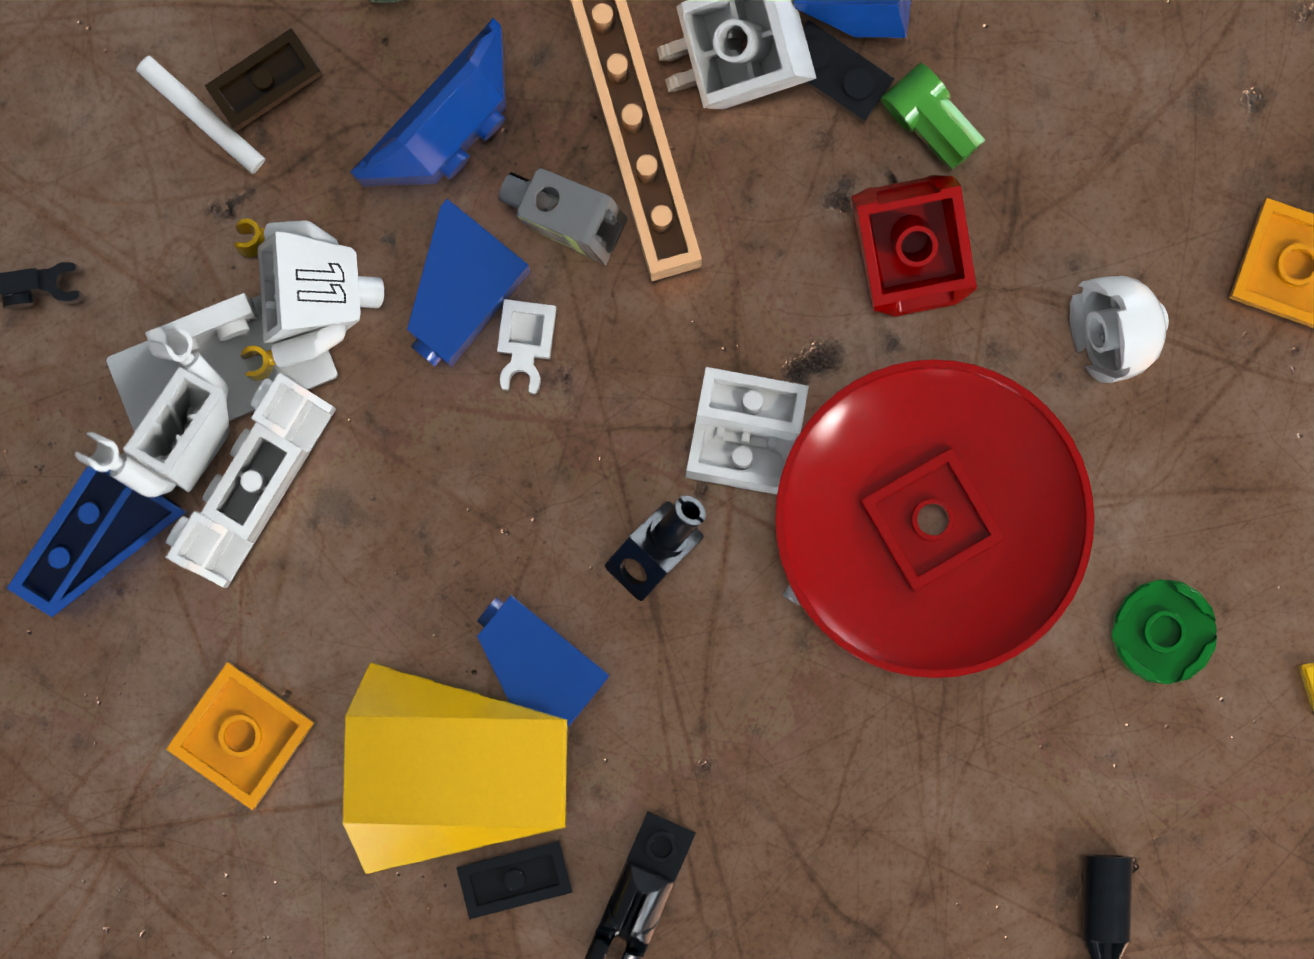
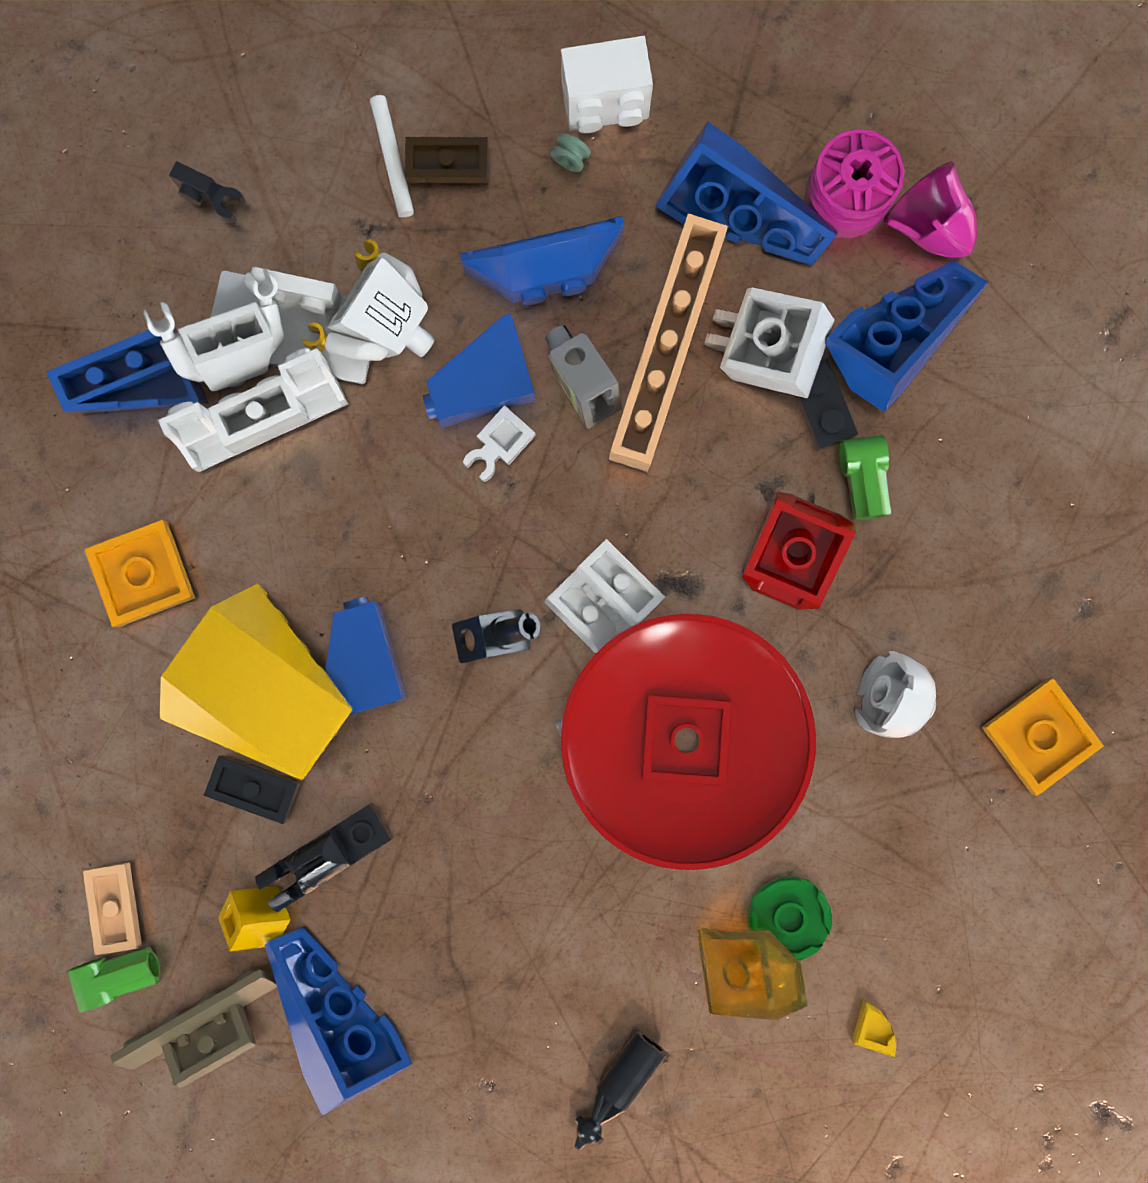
camera: 30 degrees right, 0 degrees up
(1160, 714) = (750, 974): none -> clear yellow slope

